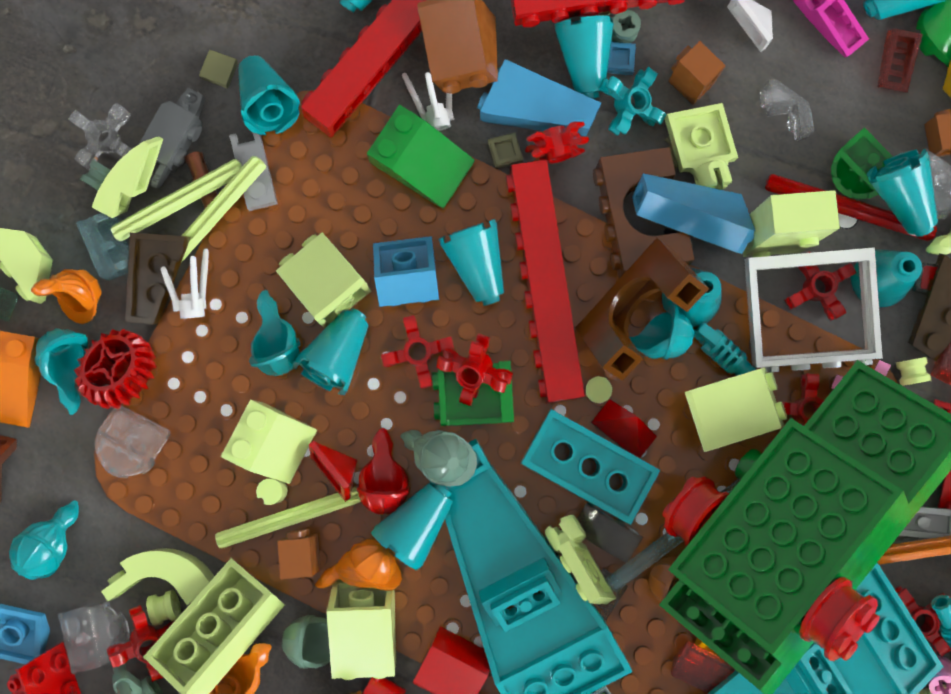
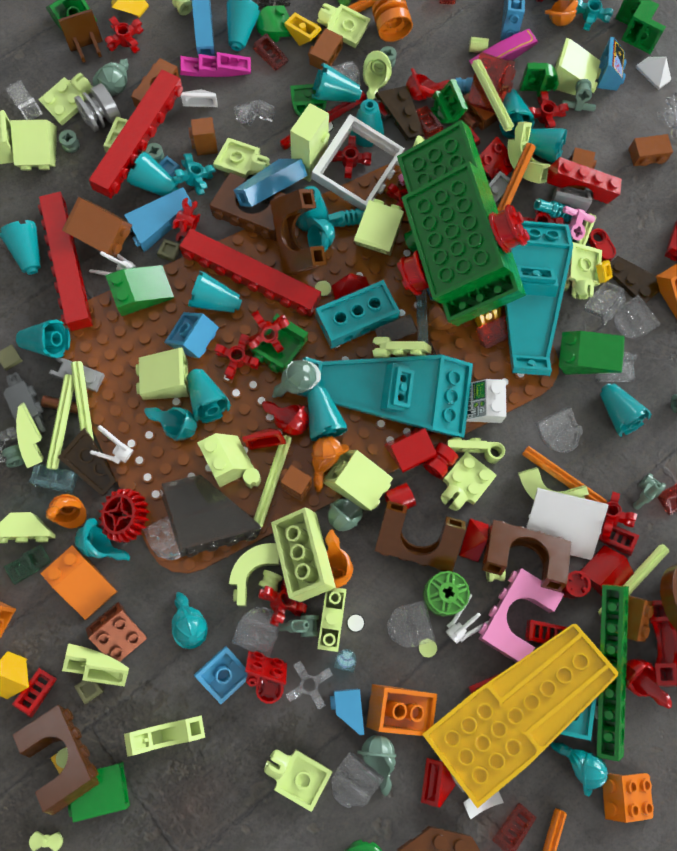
camera: 60 degrees left, 10 degrees down
(177, 471) = (204, 516): none -> clear smoke slope

